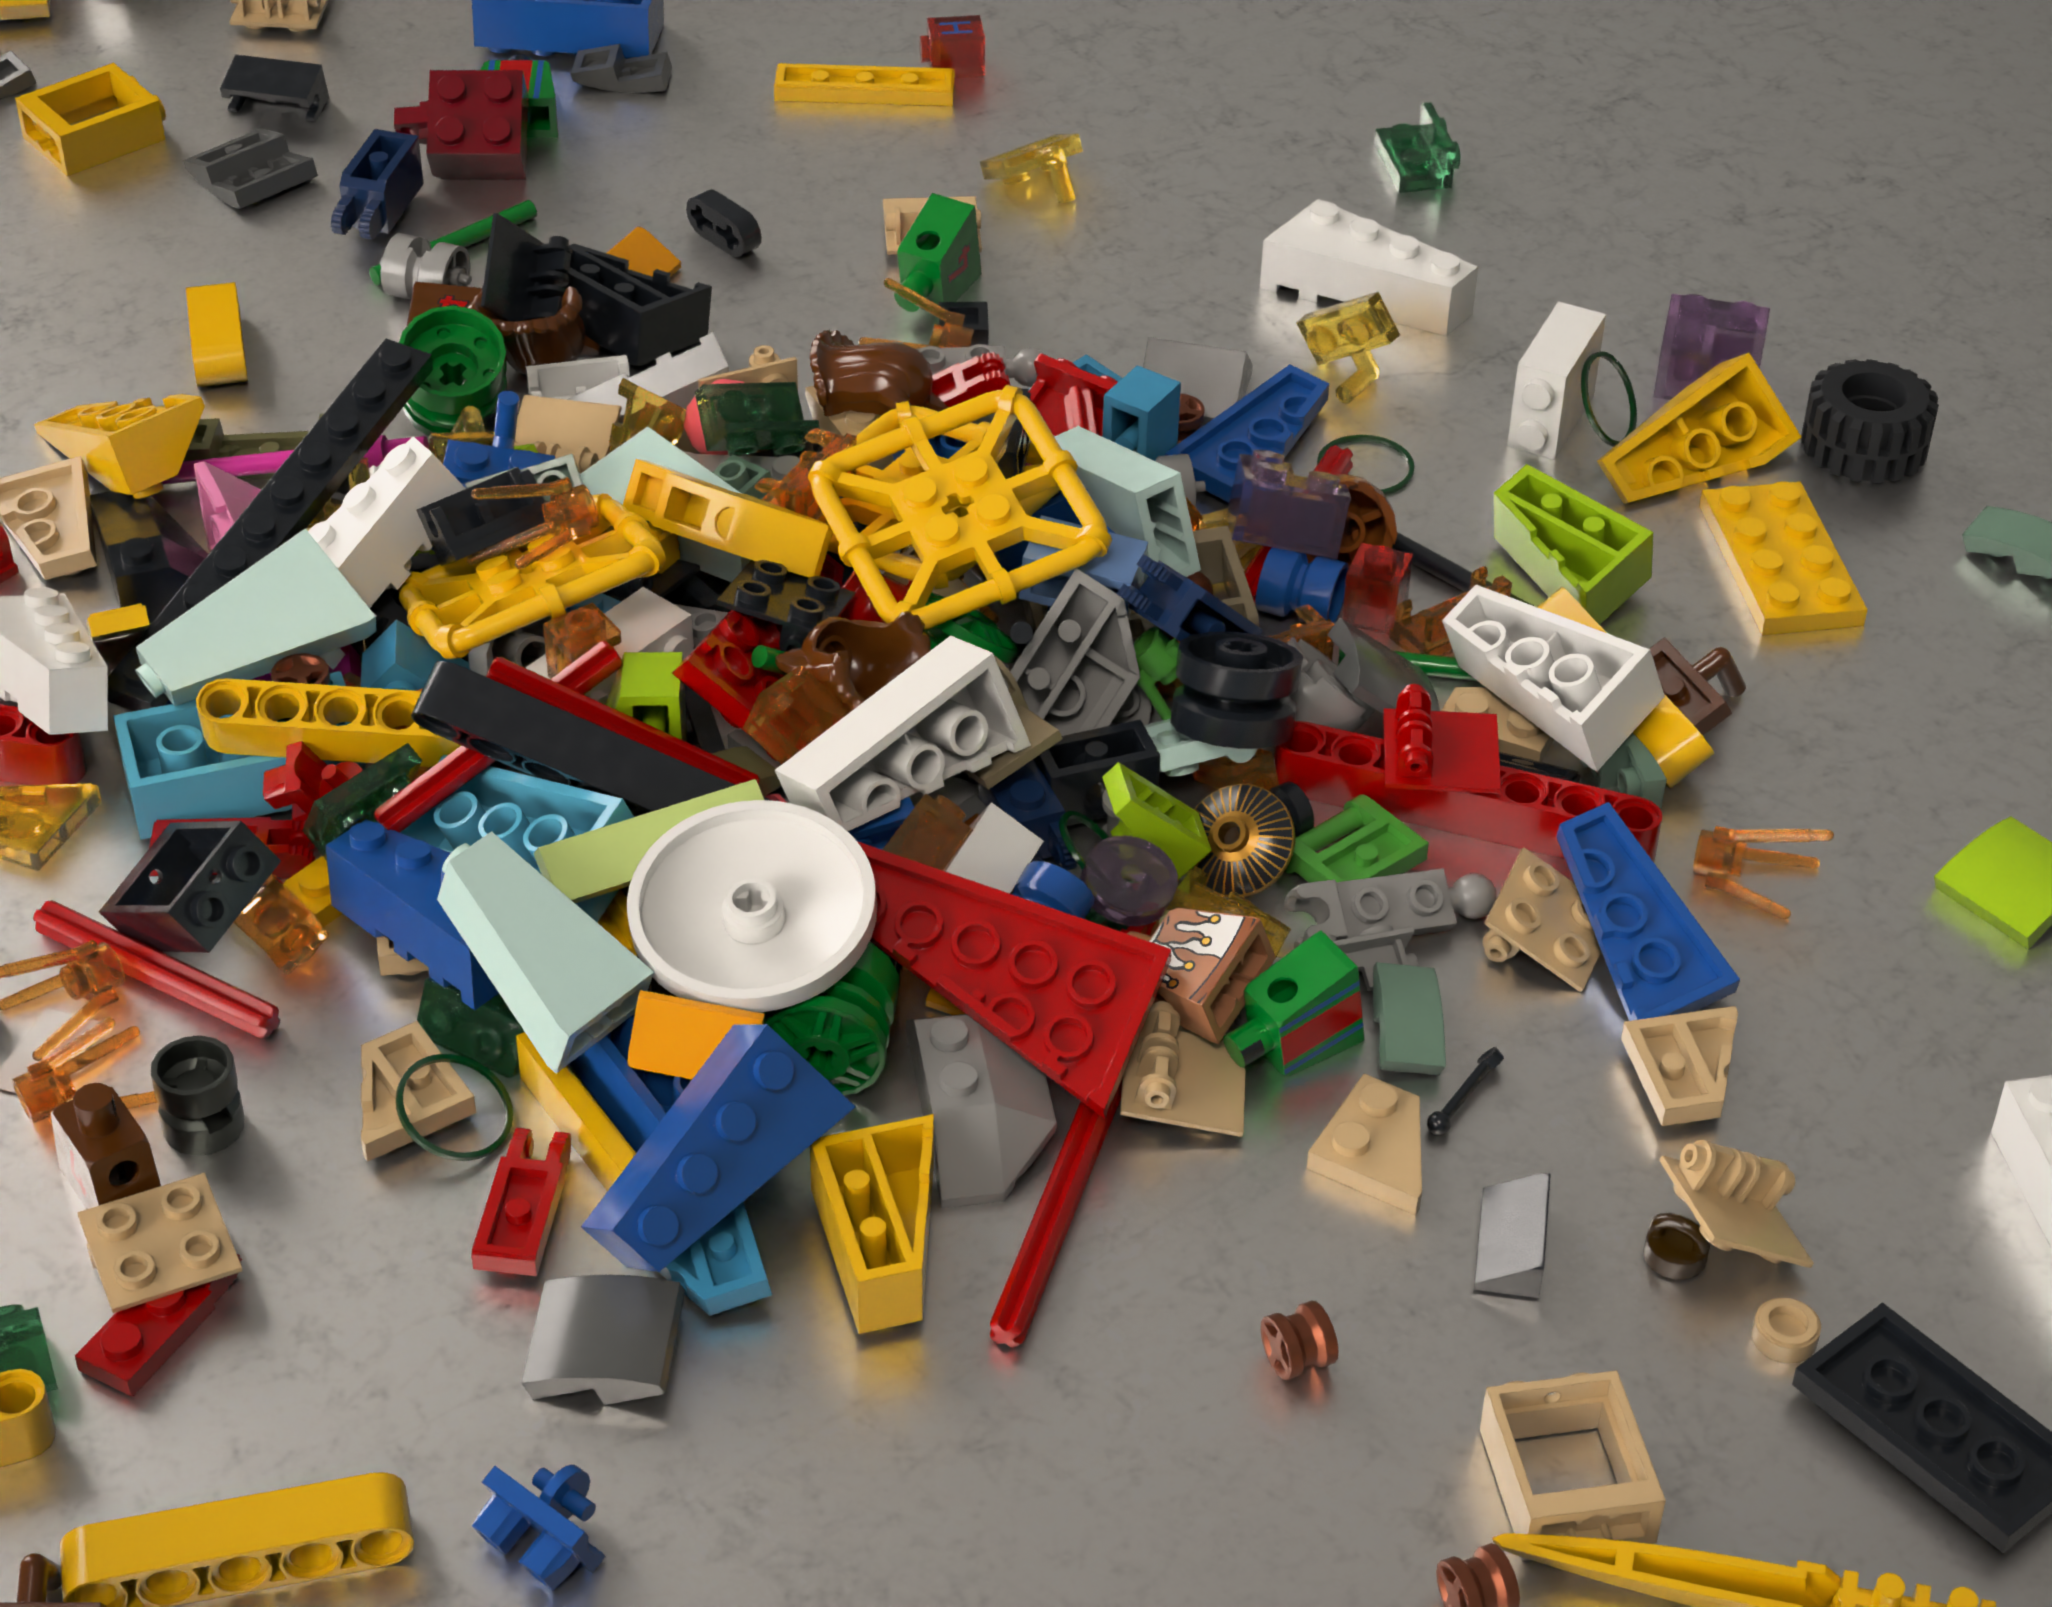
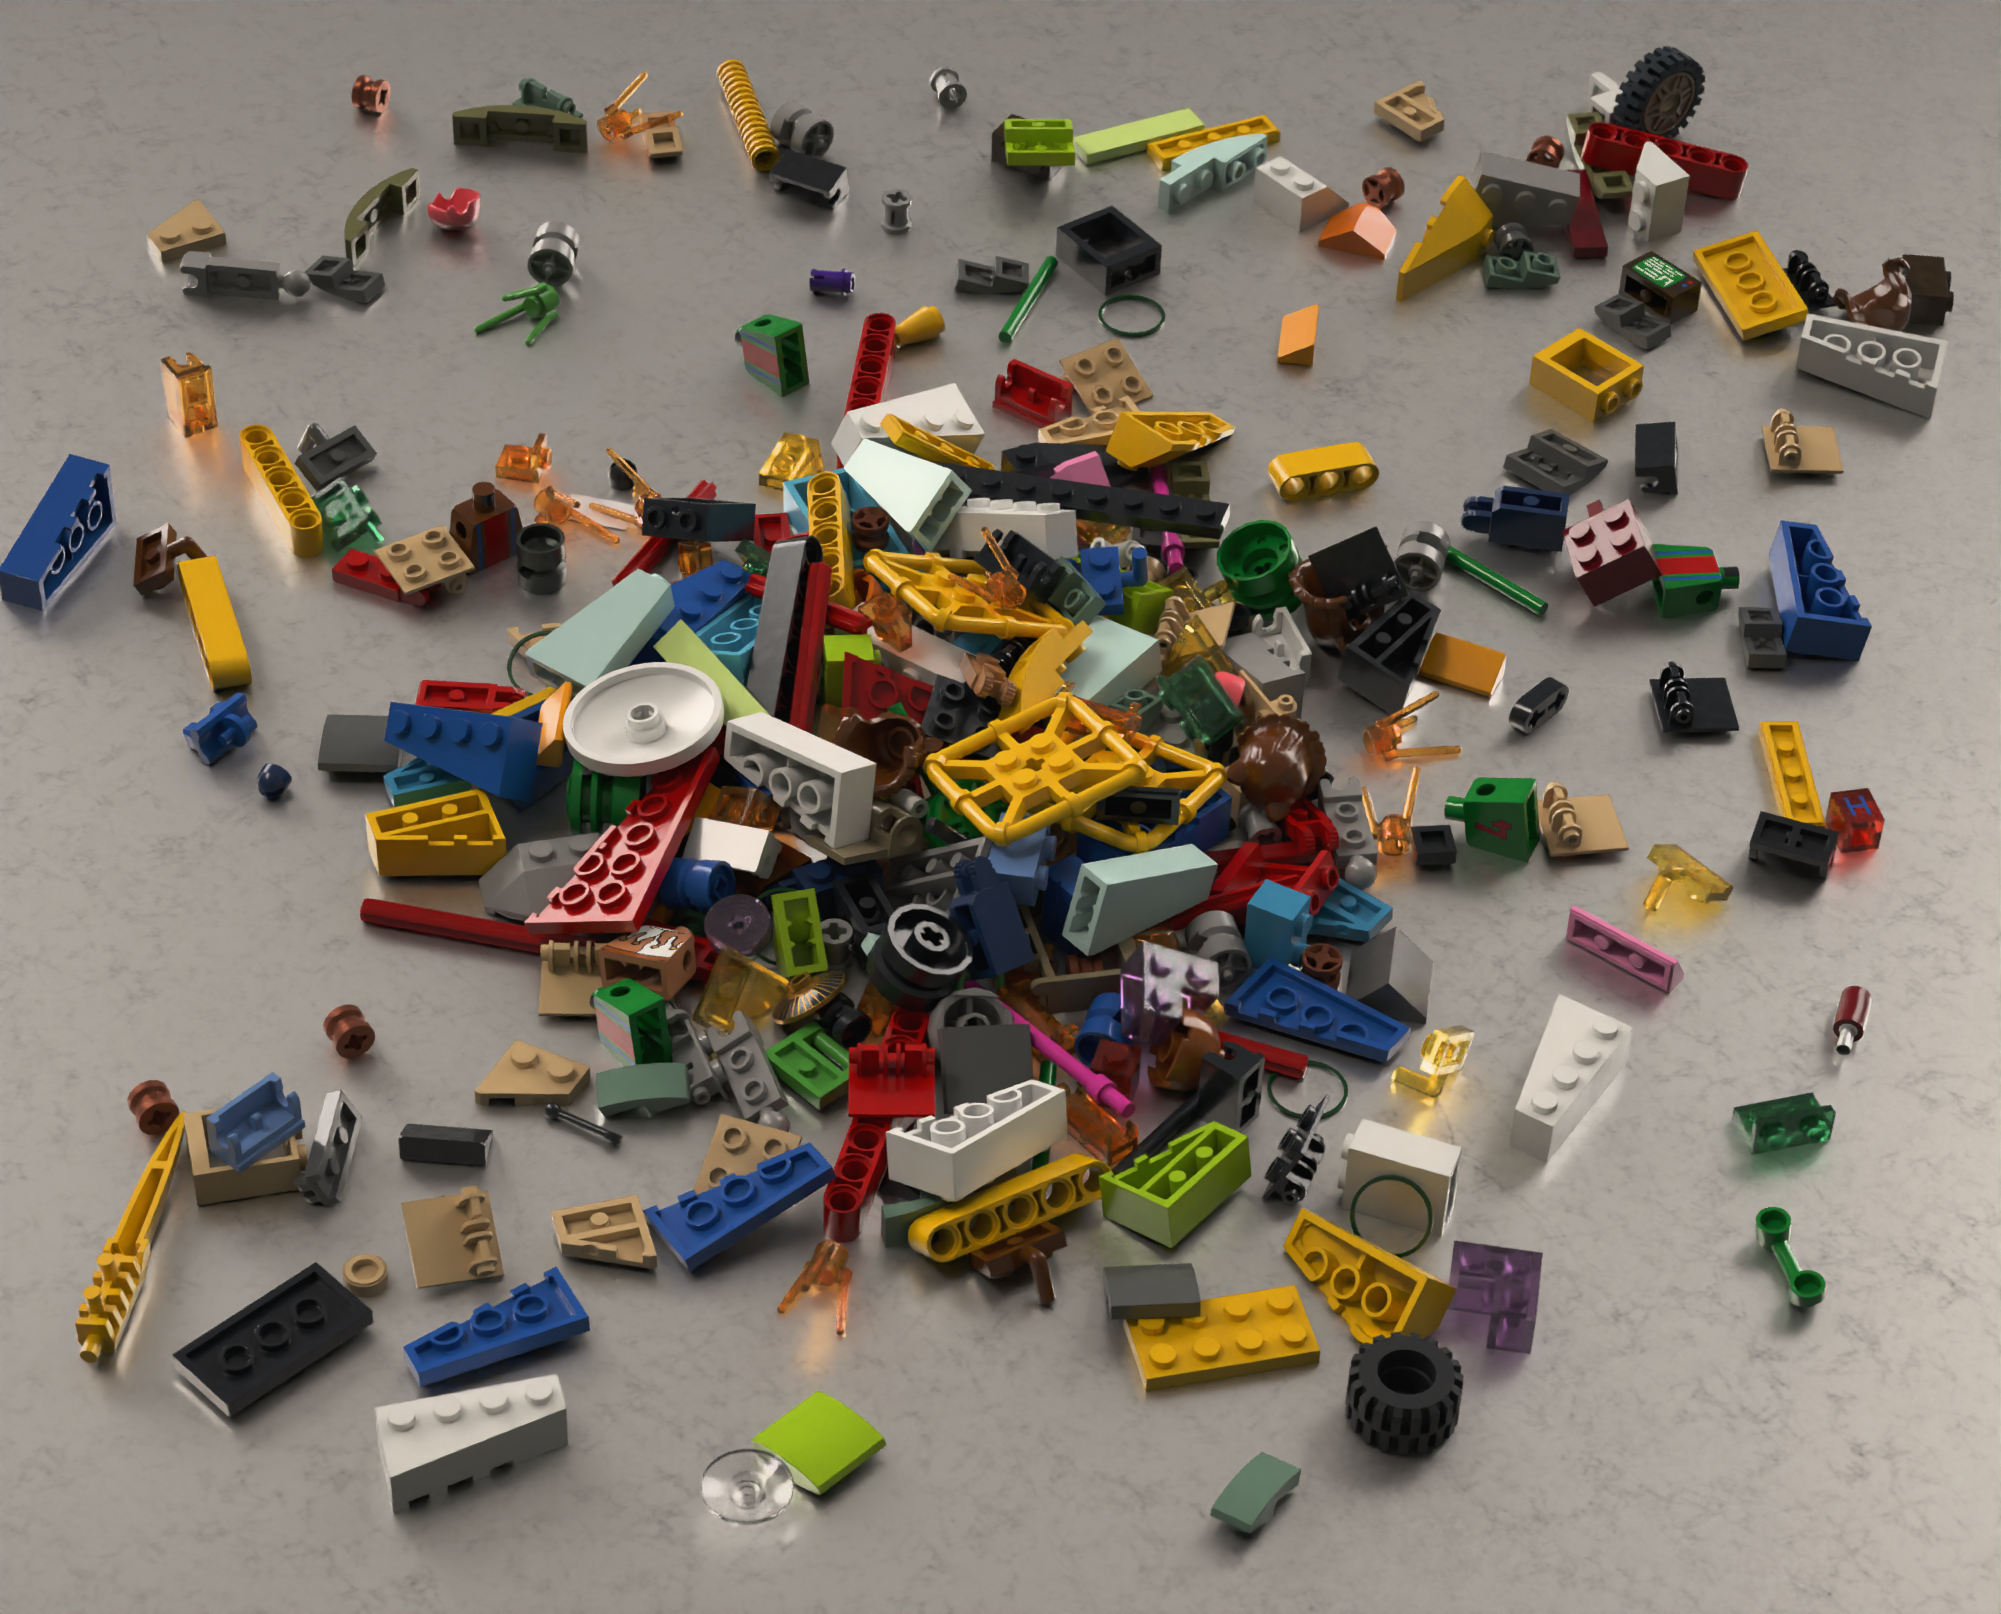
camera: 85 degrees right, 0 degrees up
(685, 1455) = (273, 781): none -> dark blue hinge
(730, 128) = (1692, 702): none -> black hinge
(731, 559) = (987, 678): none -> medium nougat hinge
(758, 329) = (1386, 735): none -> clear orange plant
(996, 82) = (1794, 841): none -> black hinge
(1150, 216) = (1623, 950): none -> bright pink slope
(1262, 93) = (1851, 1017): none -> dark red piece
(1427, 483) = (1230, 1088): none -> black hinge
(1436, 578) = (1097, 1086): none -> dark pink bar
(1502, 438) = (1300, 1158): none -> black hinge
(1556, 1354) = (331, 1151): none -> dark grey hinge
(1577, 1409) = (254, 1123): none -> medium blue hinge
(1664, 170) = (1774, 1235): none -> green bar
(1728, 589) = (1151, 1291): none -> dark grey slope
(1880, 1170) = (513, 1327): none -> blue wing

